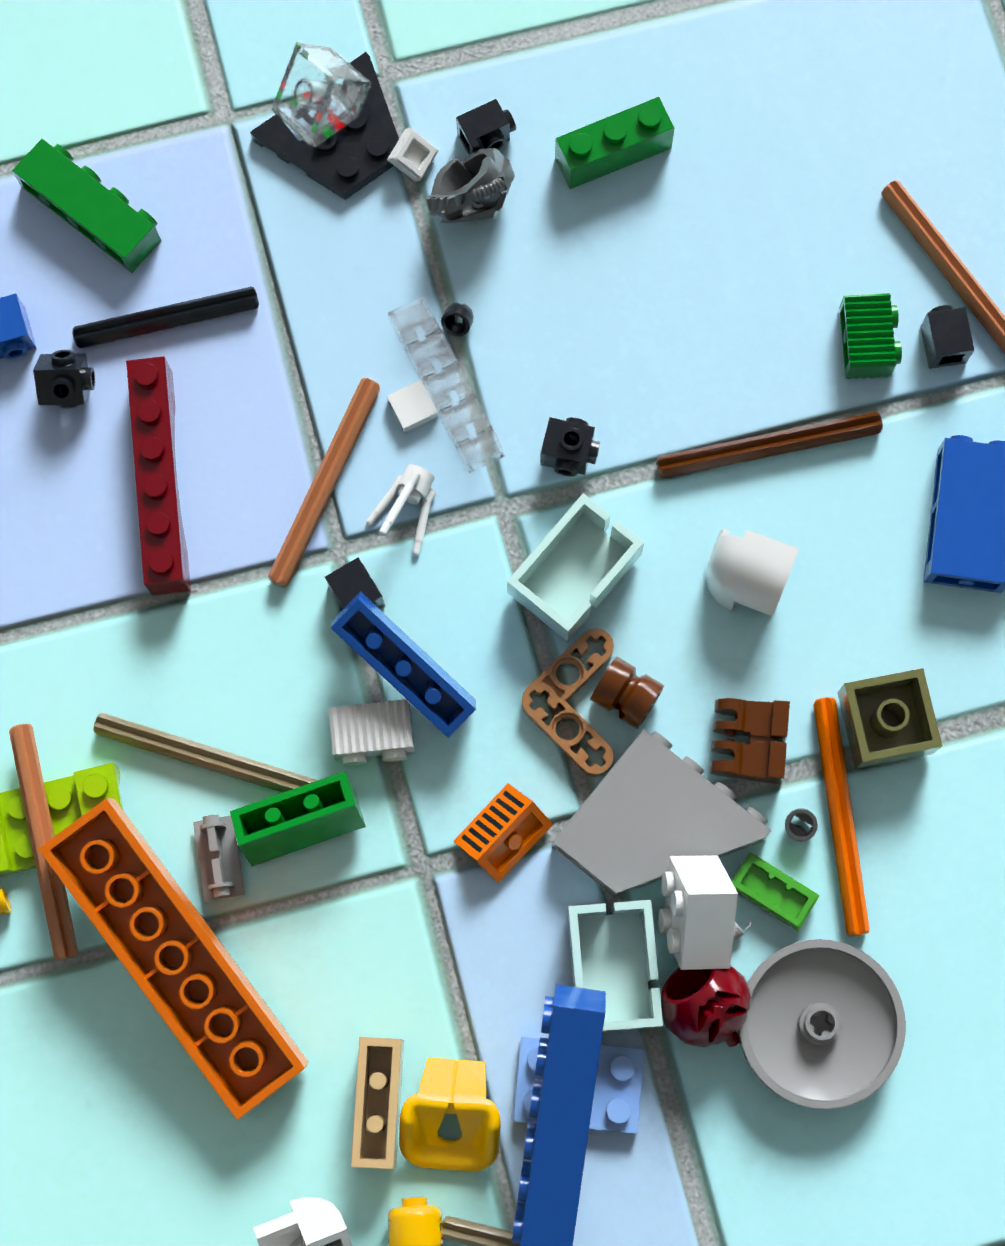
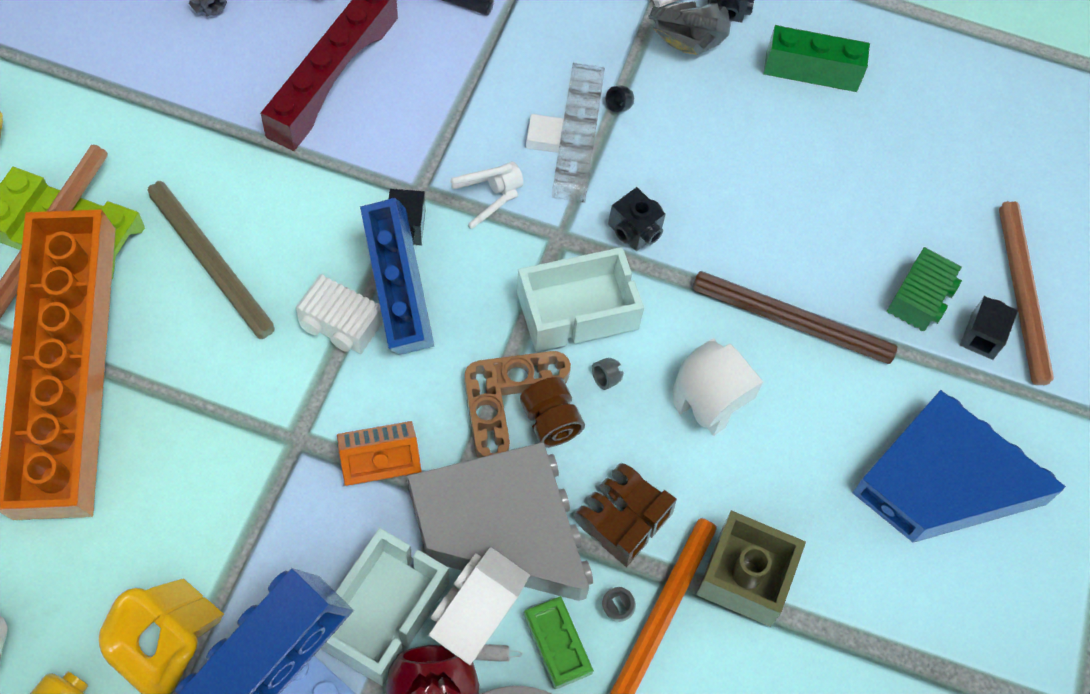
camera: 25 degrees right, 15 degrees down
(218, 857) = (158, 328): light grey hinge -> none
(297, 819) = (233, 334): green brick -> none
(324, 482) = (441, 141): nougat axle -> none
(377, 1103) = (122, 564): tan brick -> none
(645, 618) = (607, 373): none -> dark grey hinge

